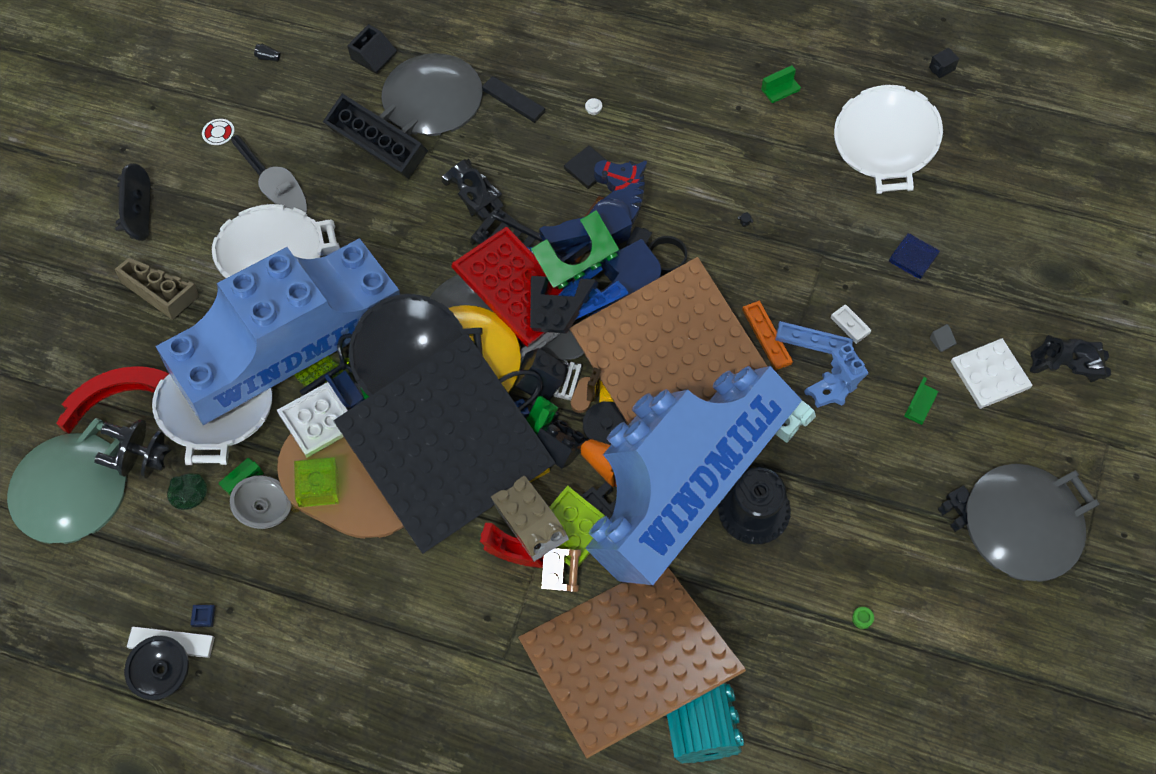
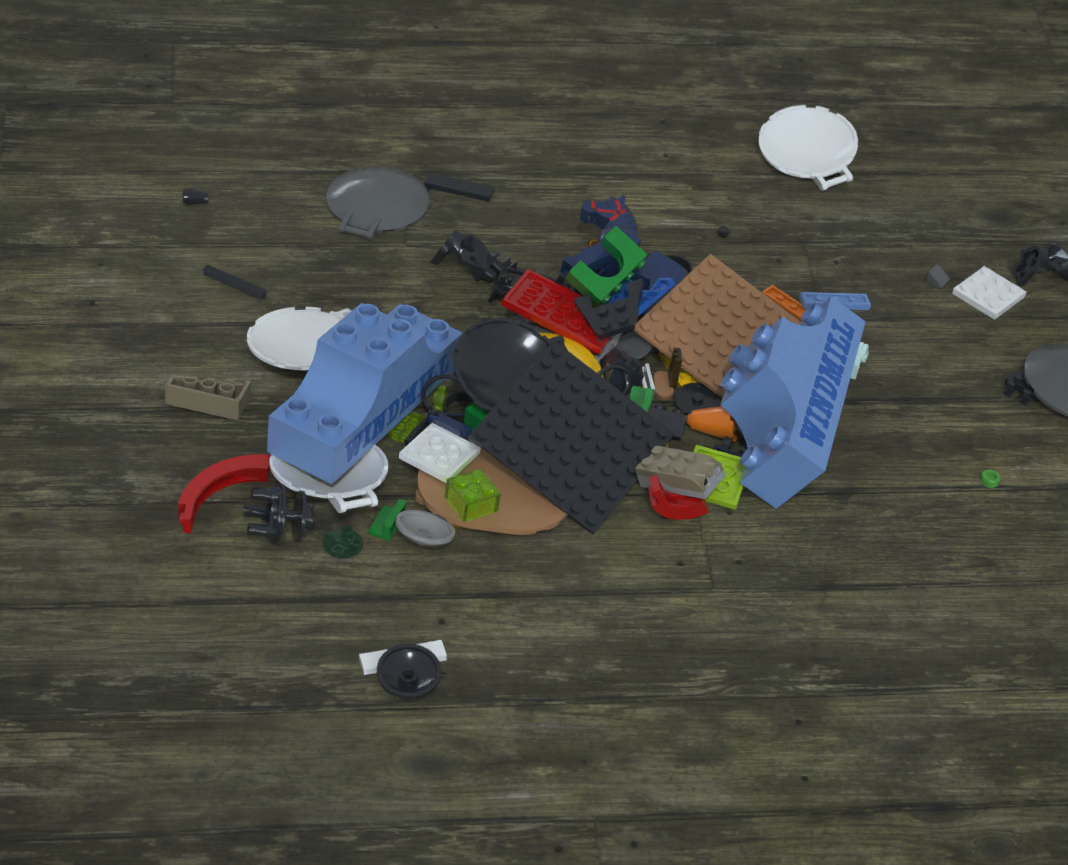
camera: 30 degrees left, 20 degrees down
(62, 492) = (218, 571): sand green dish -> none
(134, 202) = (136, 326): black piece -> none
(202, 616) = (420, 630): dark blue tile -> none
(218, 131) = (182, 269): sticker -> none
(282, 188) = (280, 295): light grey shield -> none
(371, 49) = (300, 172): black slope -> none
(375, 136) = (351, 235): black brick -> none
(554, 569) = (719, 507): plate -> none
(583, 165) = (560, 223): black tile -> none
(593, 106) = (537, 177): white plate -> none
(628, 659) = (827, 536): medium nougat baseplate -> none
(706, 727) = (913, 565): teal piece -> none
(756, 507) = (862, 421): black piece -> none
(780, 84) = (692, 130): green panel -> none
(845, 376) = (886, 303): medium blue hips -> none
(851, 324) = (858, 283): white plate -> none
(914, 256) = (879, 227): clear blue tile -> none
(921, 403) = (947, 324): green panel -> none
(944, 63) = (822, 88): black brick -> none

